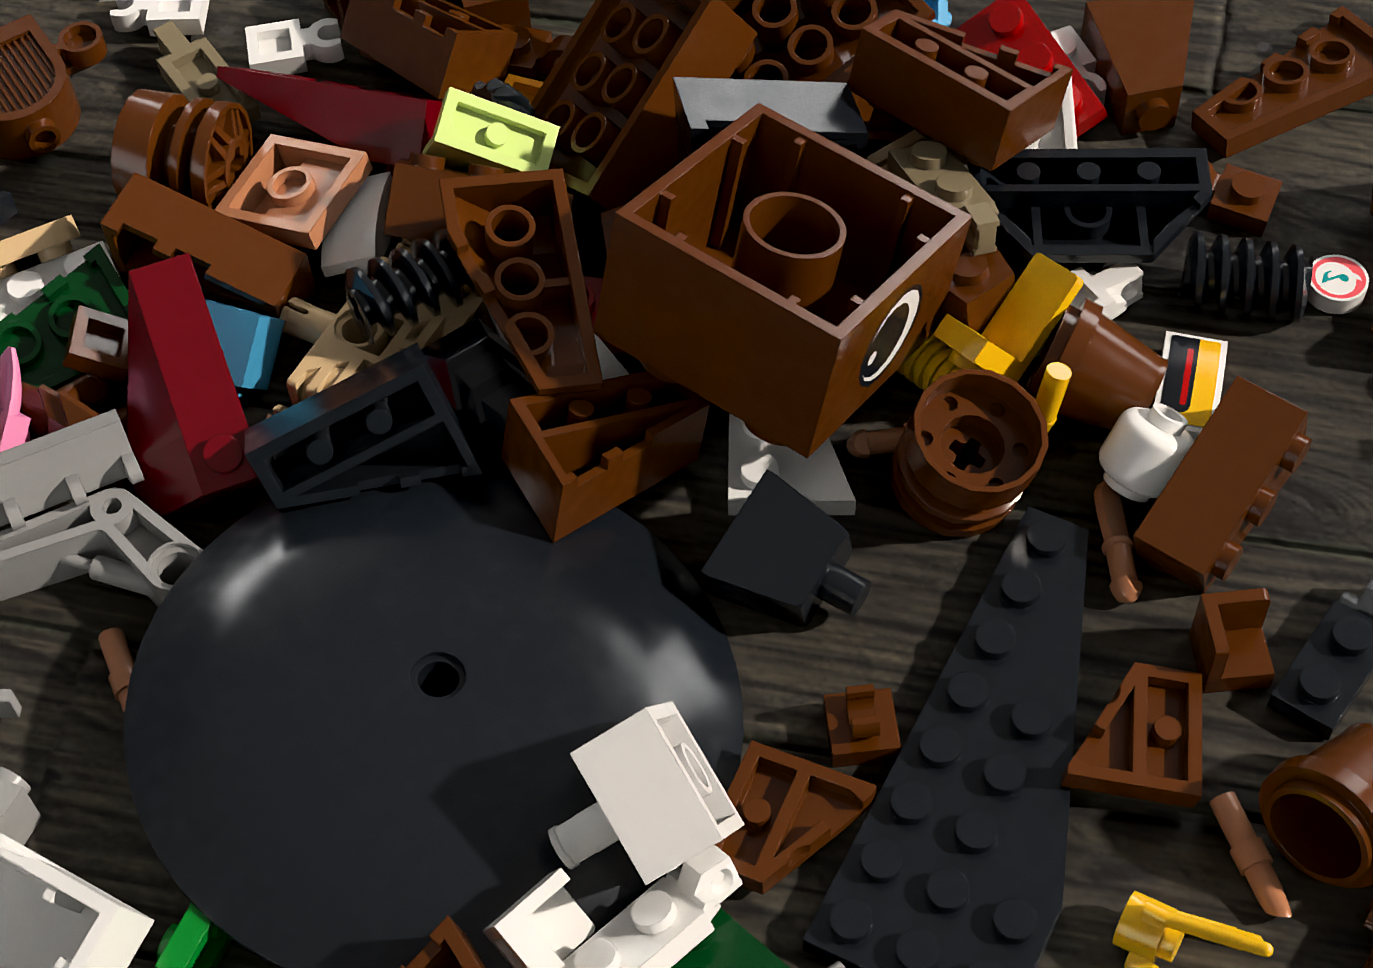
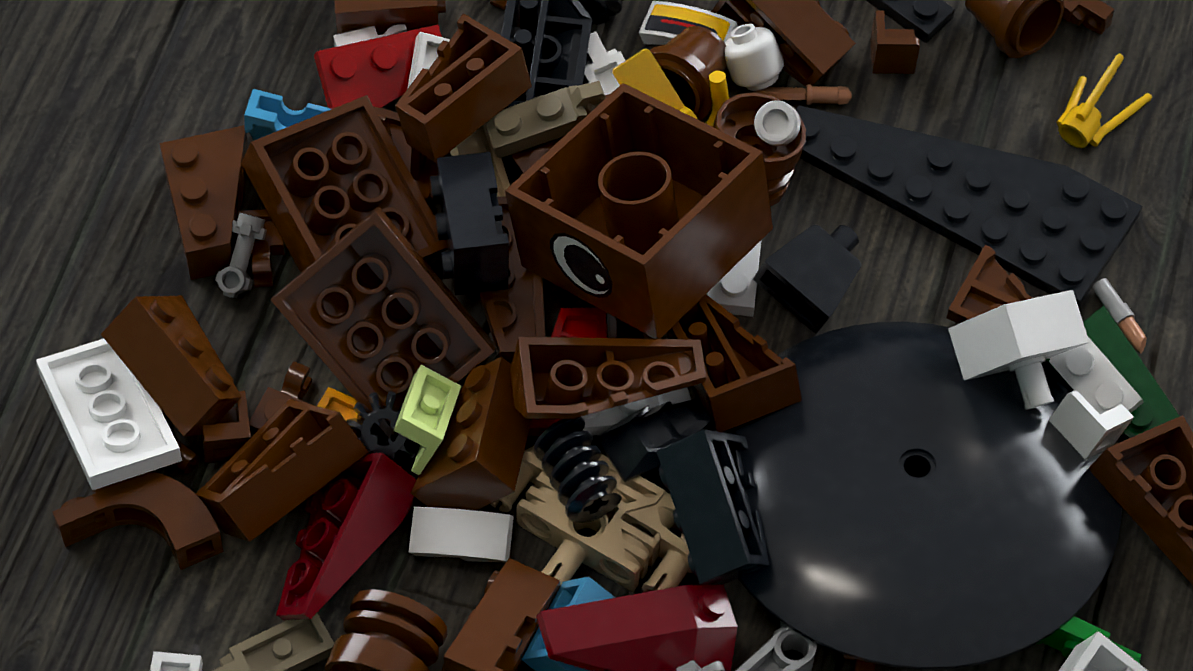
camera: 90 degrees left, 5 degrees up
(287, 47) = (244, 591): white plate -> none
(296, 189) = (438, 568): nougat plate -> none
(861, 726) = (931, 255): reddish brown tile -> none
(996, 452) = (777, 123): none -> white tile
(1146, 740) = (955, 102): reddish brown wing -> none
(1250, 855) = (1031, 69): nougat piece -> none

